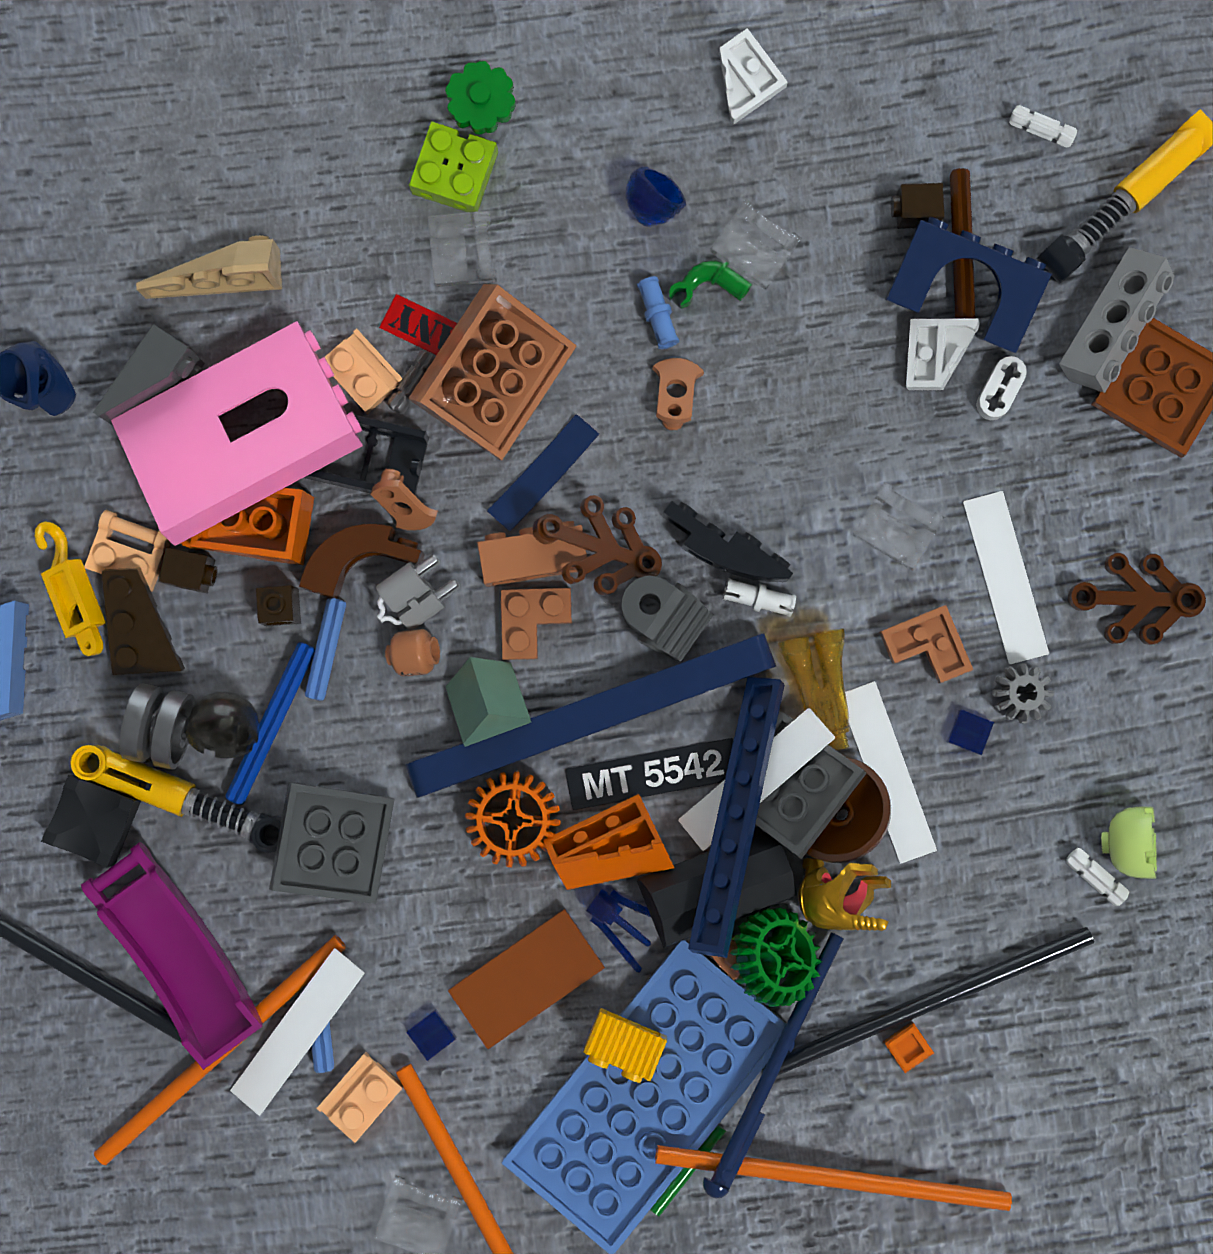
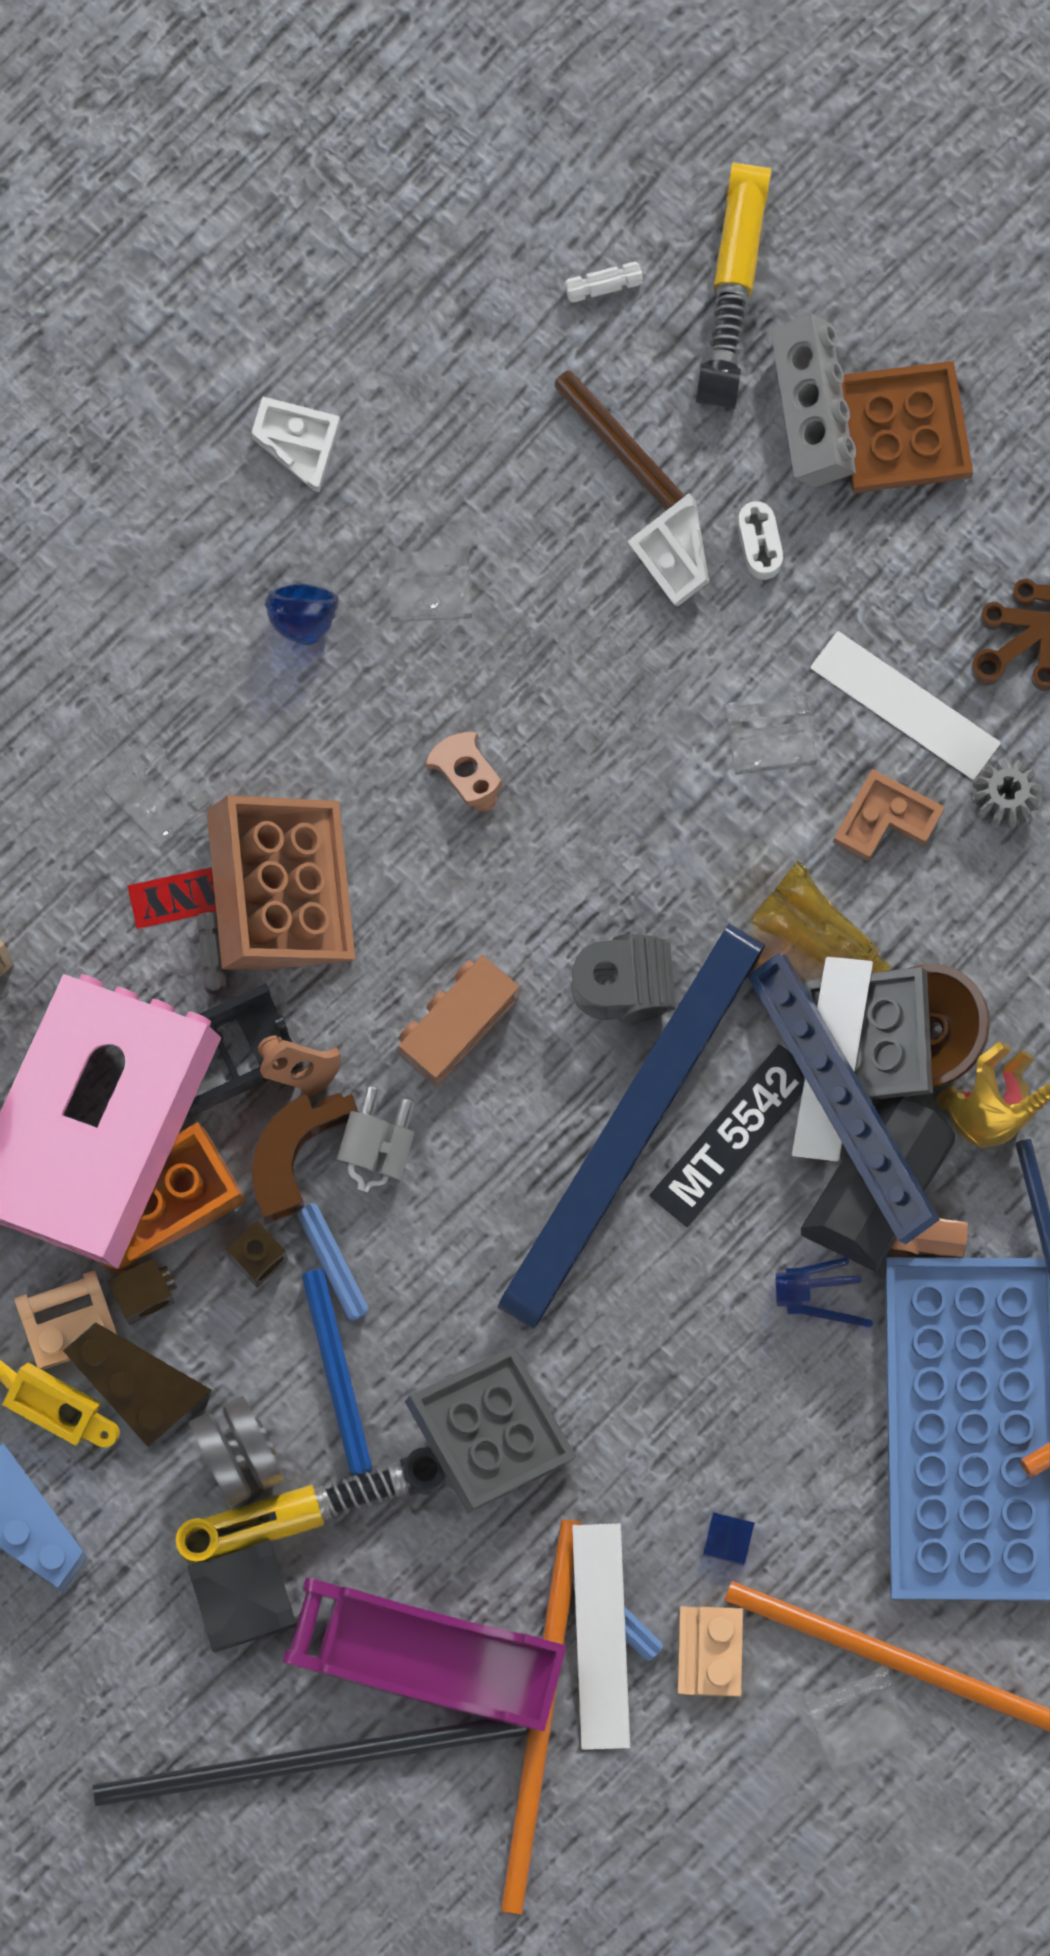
camera: 45 degrees left, 10 degrees down
(223, 725) = (298, 1402): clear smoke cylinder -> none
(362, 371) = (158, 975): light nougat plate -> none
(413, 652) = (419, 1197): nougat head -> none
(453, 168) = (95, 744): lime piece -> none
(480, 97) = (67, 642): green plant -> none
(486, 700) = (524, 1185): sand green slope -> none
(515, 791) = (650, 1292): orange gear -> none
(524, 611) = (492, 1079): nougat plate -> none
(526, 978) = (773, 1414): dark orange tile -> none
(543, 473) = (403, 940): dark blue sticker -> none
(604, 546) = (516, 958): reddish brown plant -> none
(608, 847) = (750, 1224): orange wedge -> none
(625, 1046) = (914, 1391): yellow brick -> none
(658, 312) = (391, 712): medium blue pin -> none
(713, 272) = (412, 637): green piece -> none
(738, 556) = (647, 875): black slope -> none
(759, 597) = (698, 895): white pin -> none
(764, 964) = (978, 1210): green gear -> none
(882, 753) = (918, 944): white sticker -> none
(917, 203) = (551, 435): dark brown brick -> none
(970, 732) = (989, 867): clear blue tile -> none
(1018, 282) = (699, 435): dark blue arch -> none

